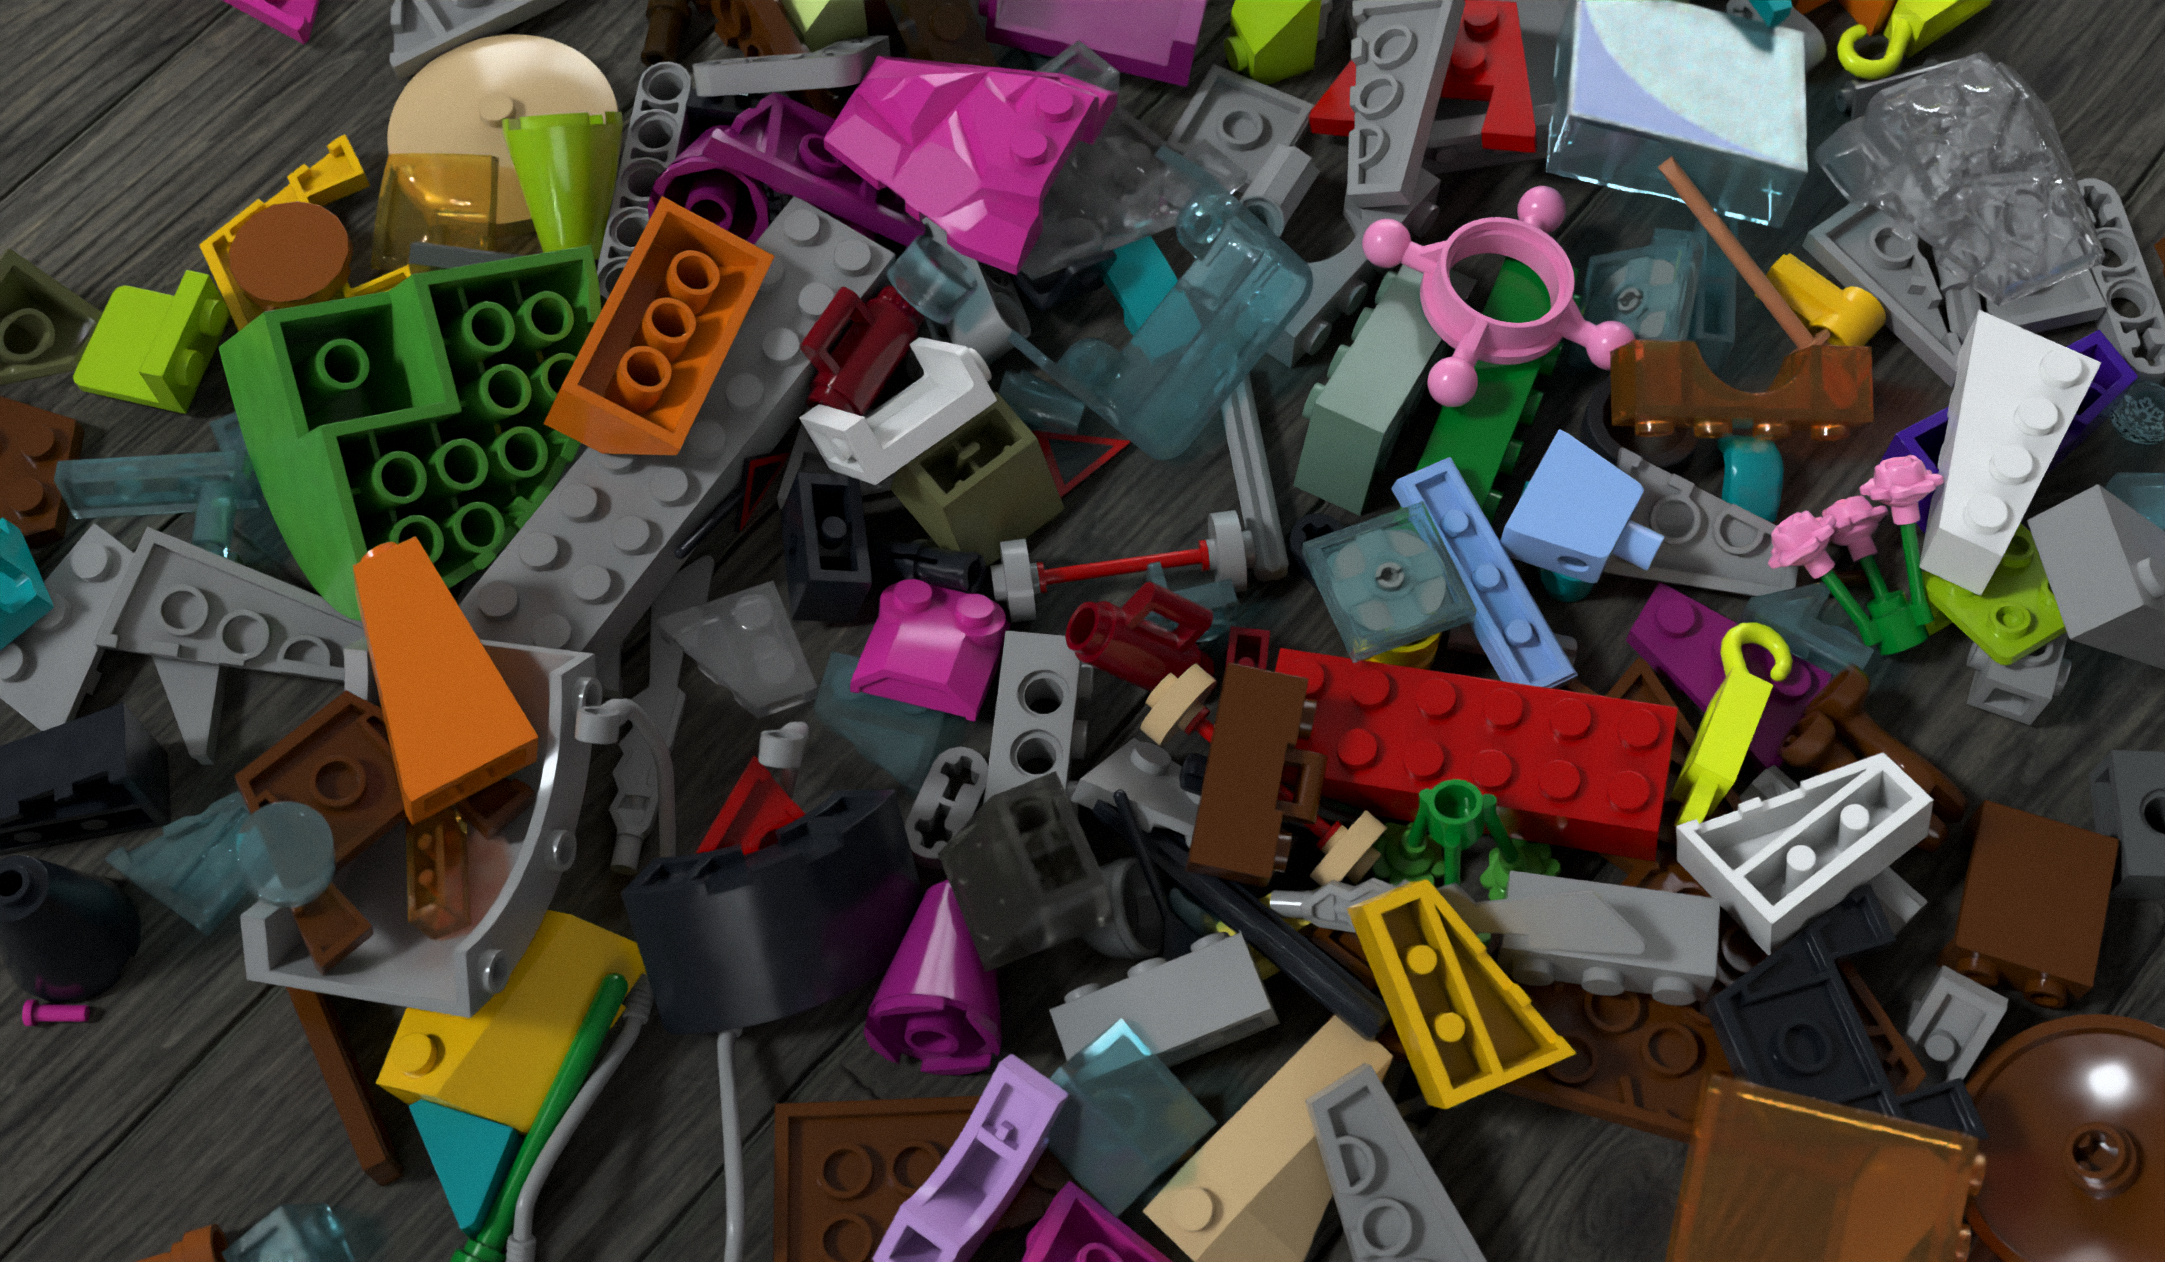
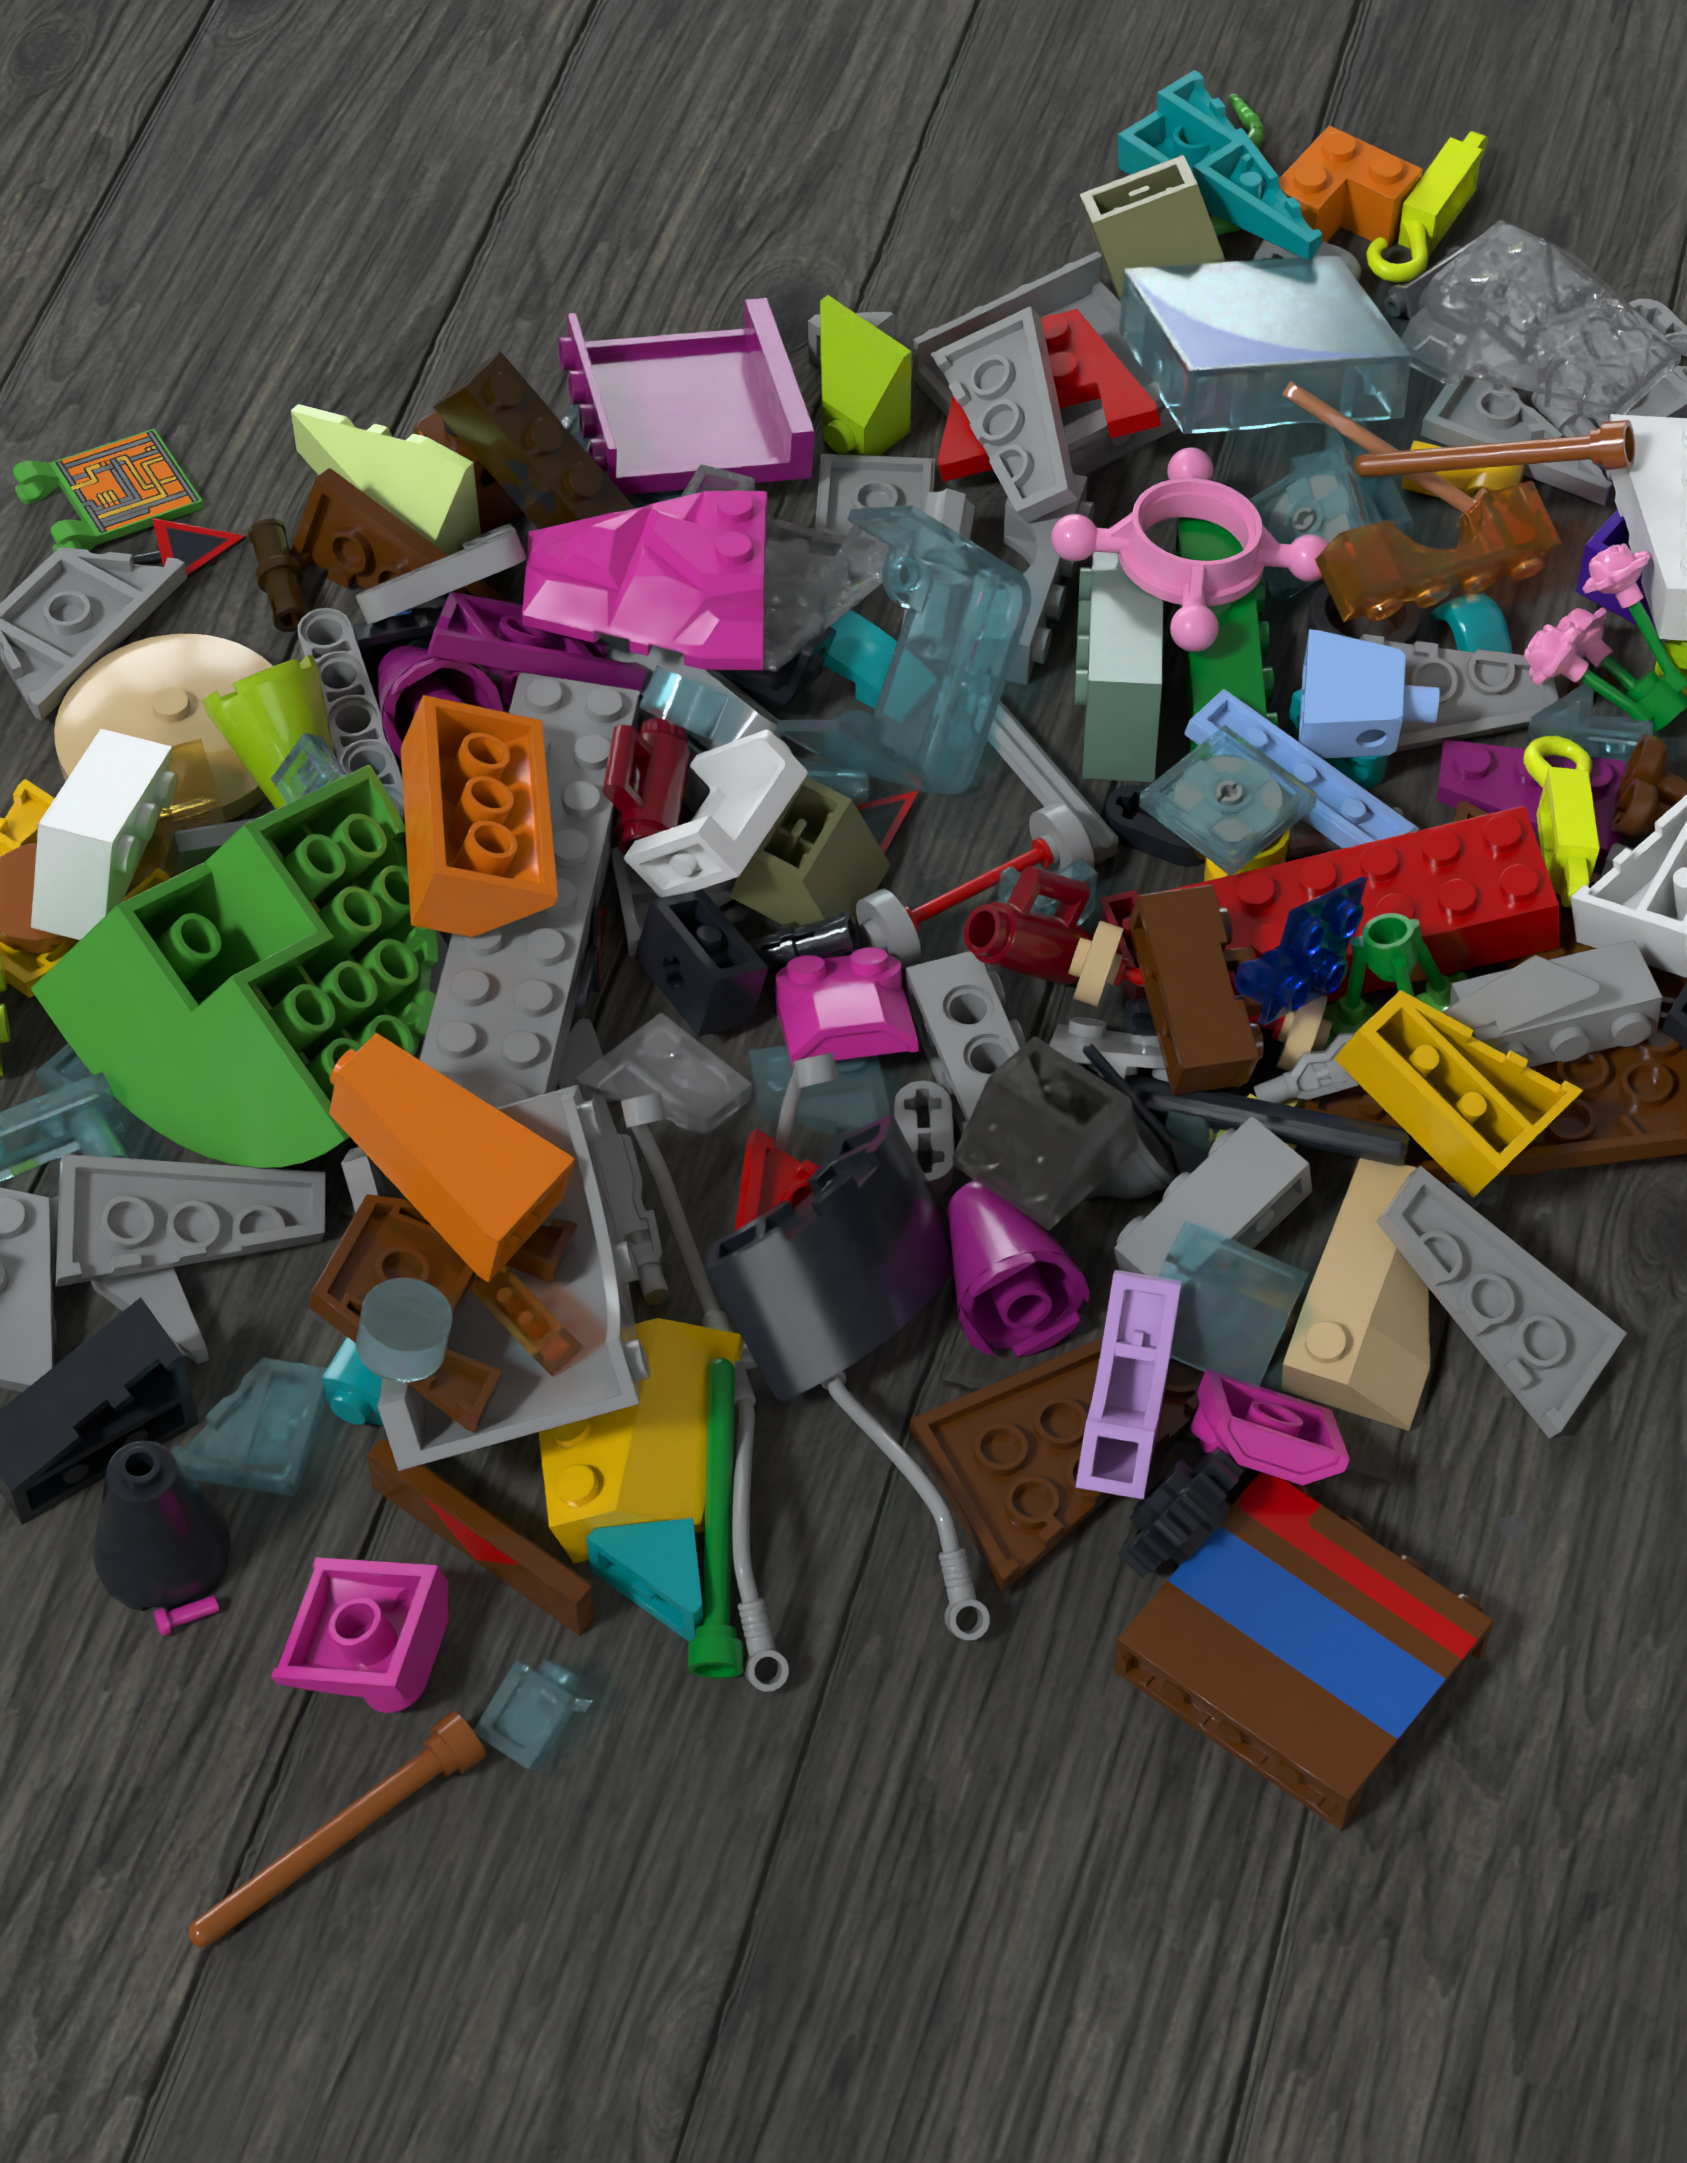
camera: 25 degrees left, 10 degrees down
(181, 1111) = (367, 1631): none -> dark pink slope
(347, 214) = (98, 831): none -> white wedge
(560, 225) = (307, 768): none -> clear light blue tile
(1361, 792) = (1309, 955): none -> clear blue hinge
(1955, 348) = (1609, 445): none -> dark orange piece

